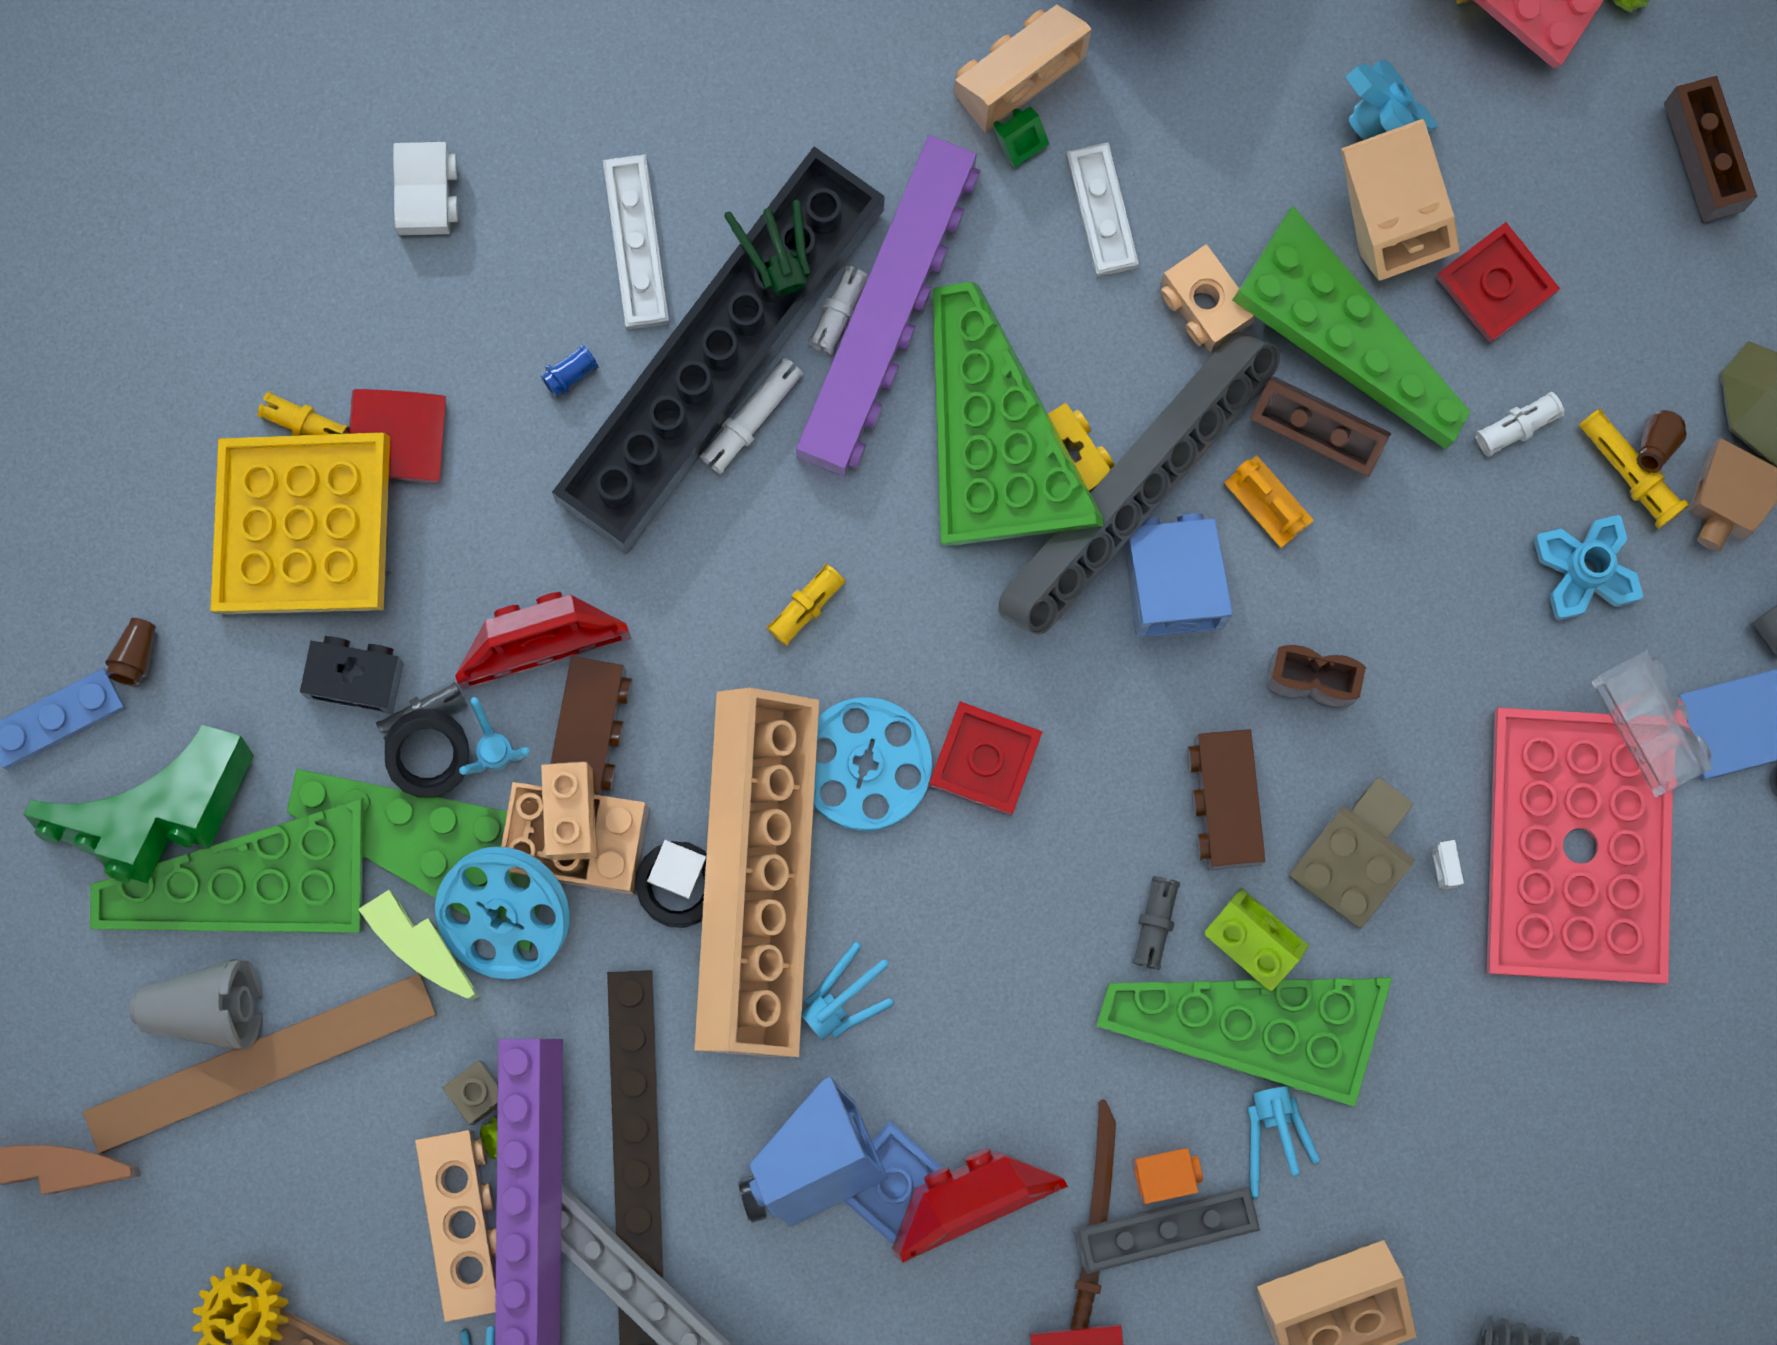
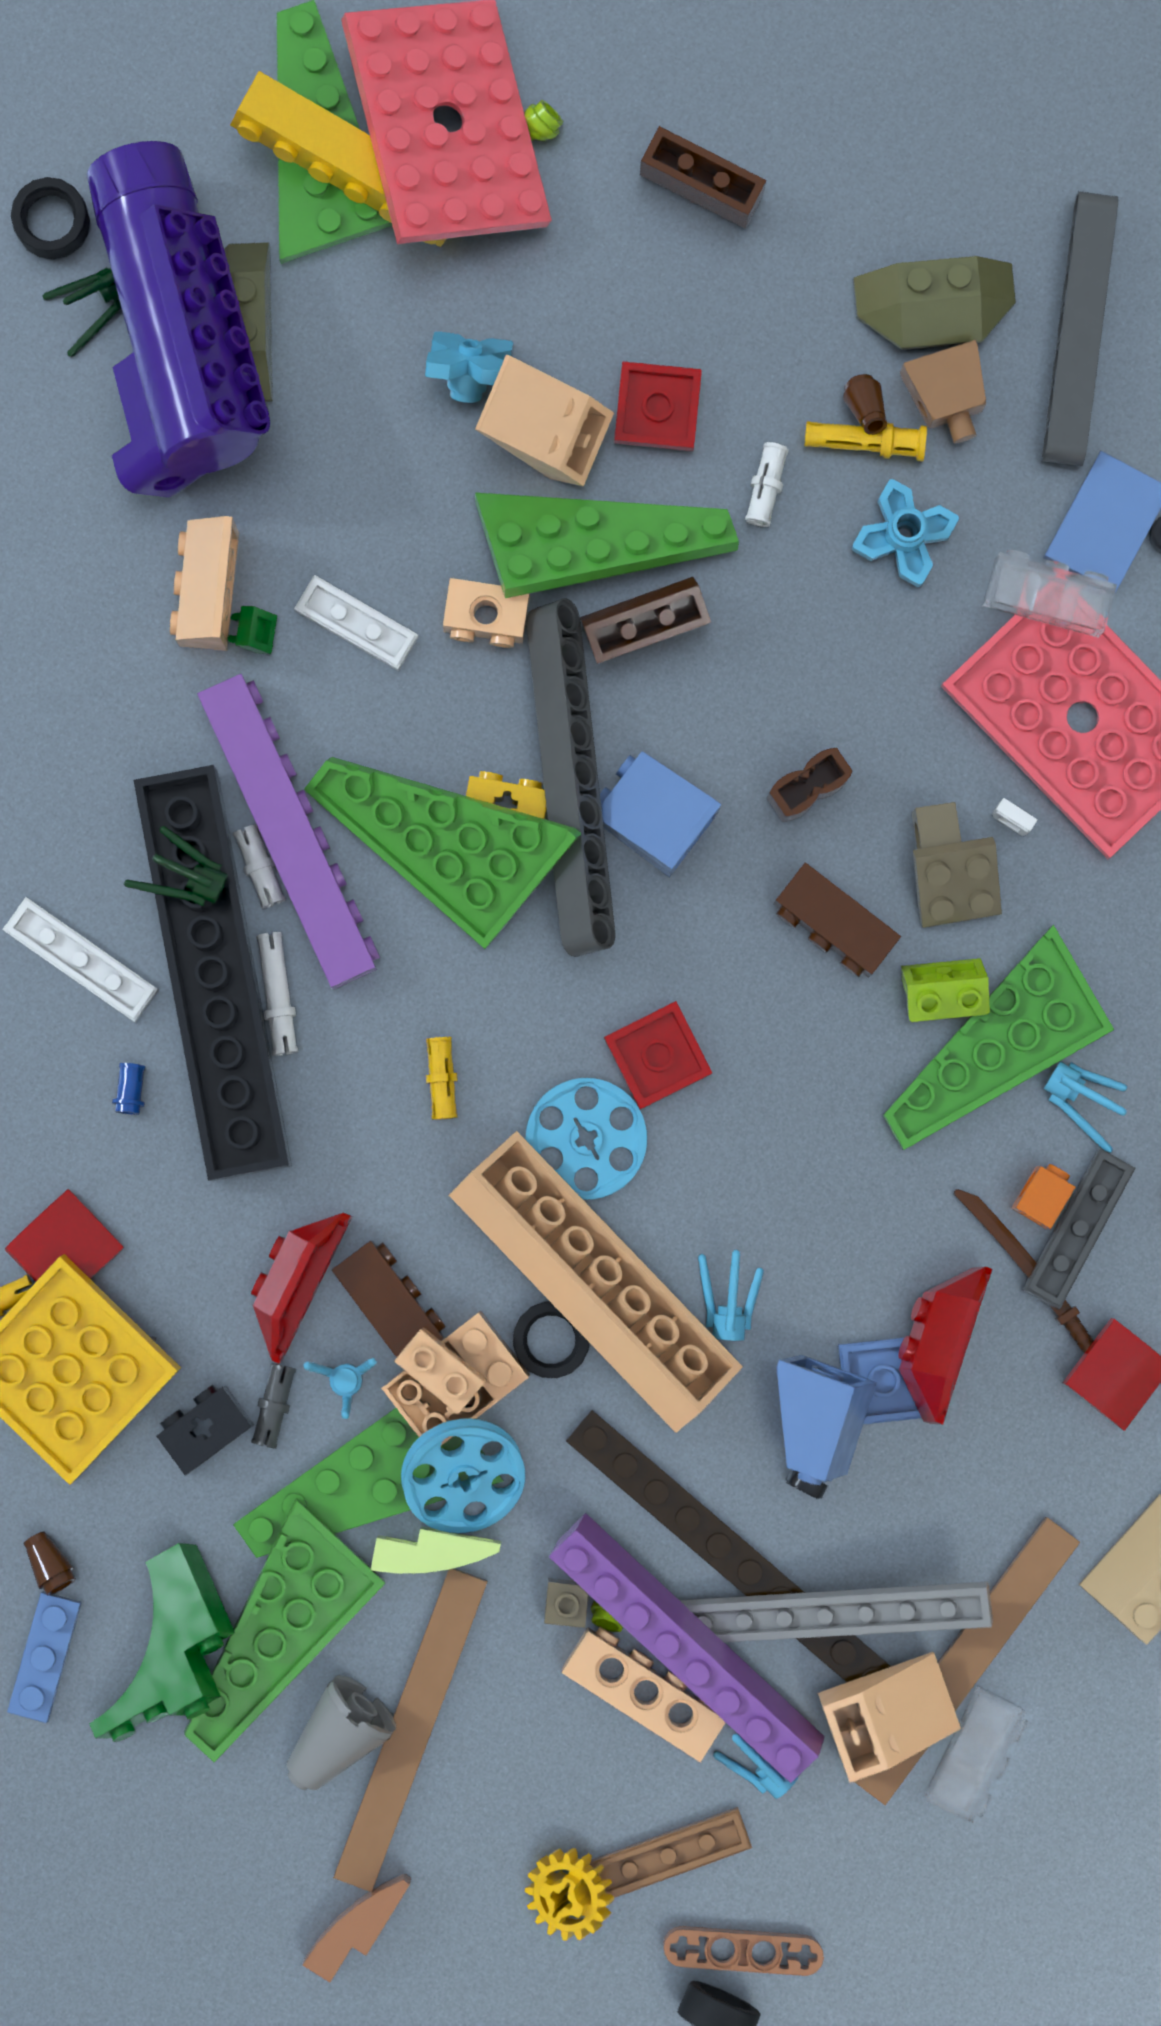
camera: 50 degrees left, 5 degrees up
(419, 720) = (278, 1417): black tyre -> none
(677, 869) = (543, 1332): white tile -> none
(1156, 922) = (872, 1045): dark grey pin -> none
(1268, 501) = (661, 702): light orange hinge -> none

